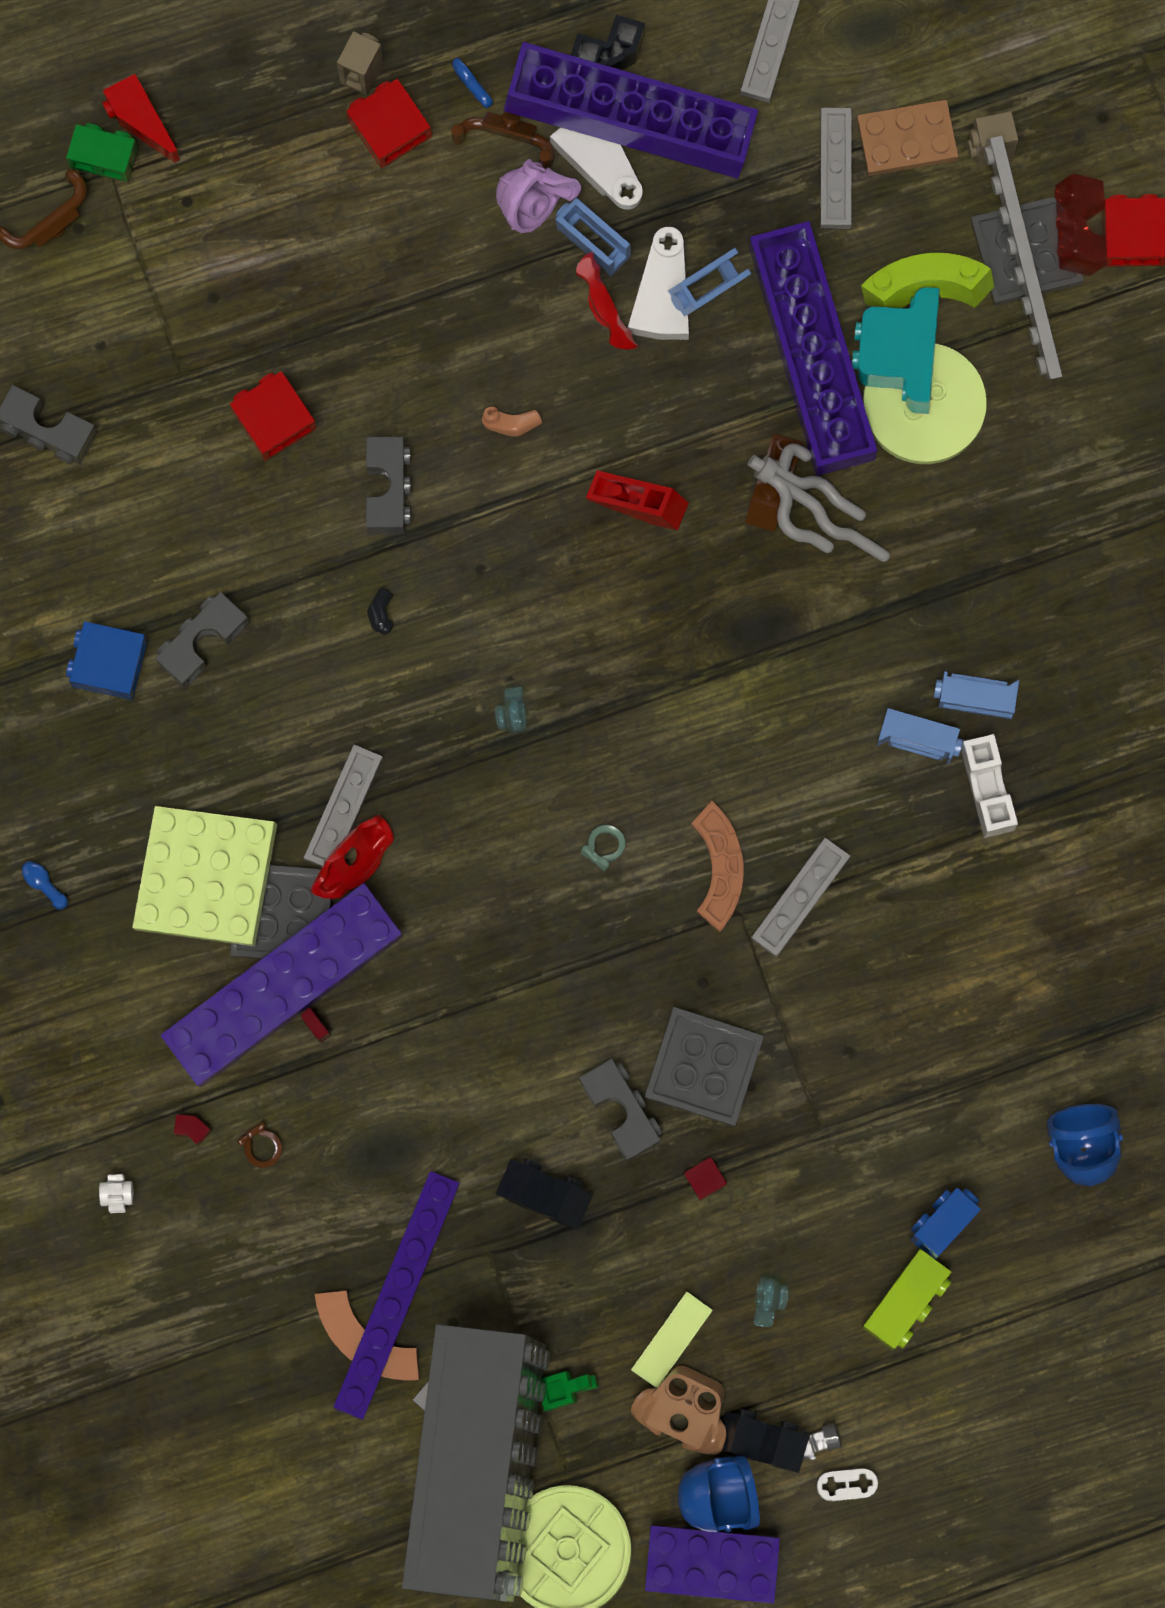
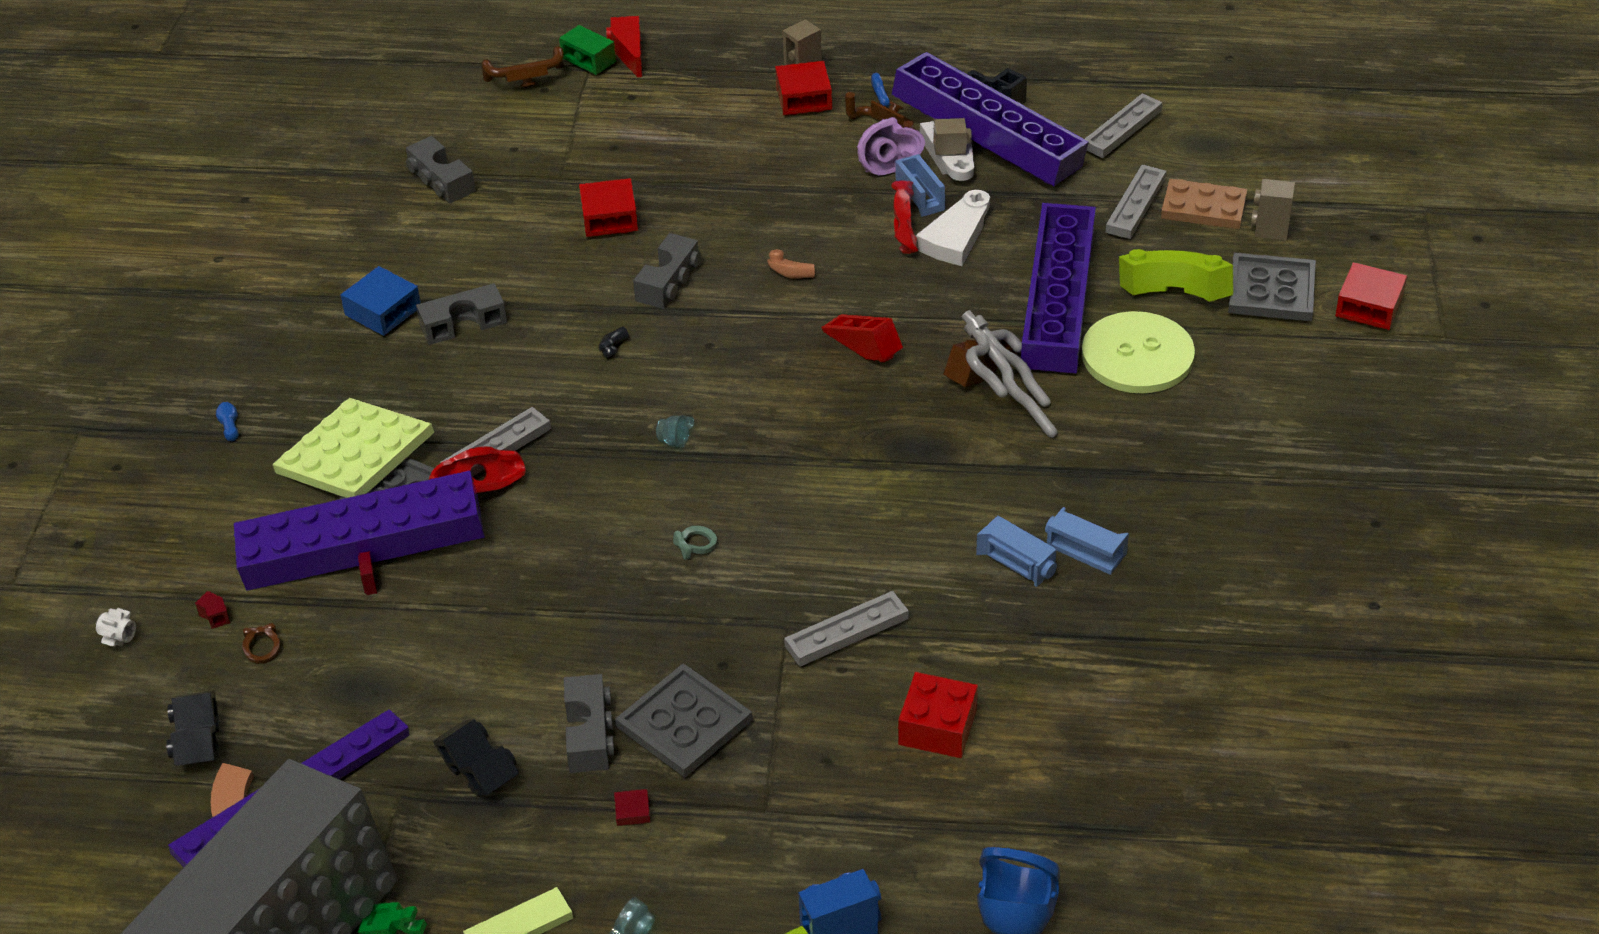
camera: 25 degrees right, 35 degrees down
(269, 1273) = (195, 728): none -> black brick
(602, 159) = (950, 136): none -> dark tan brick
(684, 300) = (994, 222): medium blue window -> none
(726, 866) = (793, 592): nougat tile -> none
(900, 348) = (1134, 303): teal brick -> none
(931, 967) = (937, 715): none -> red brick
(987, 786) = (1062, 600): white arch -> none
(1018, 245) = (1262, 281): light grey plate -> none
(1078, 247) = (1322, 274): clear red arch -> none

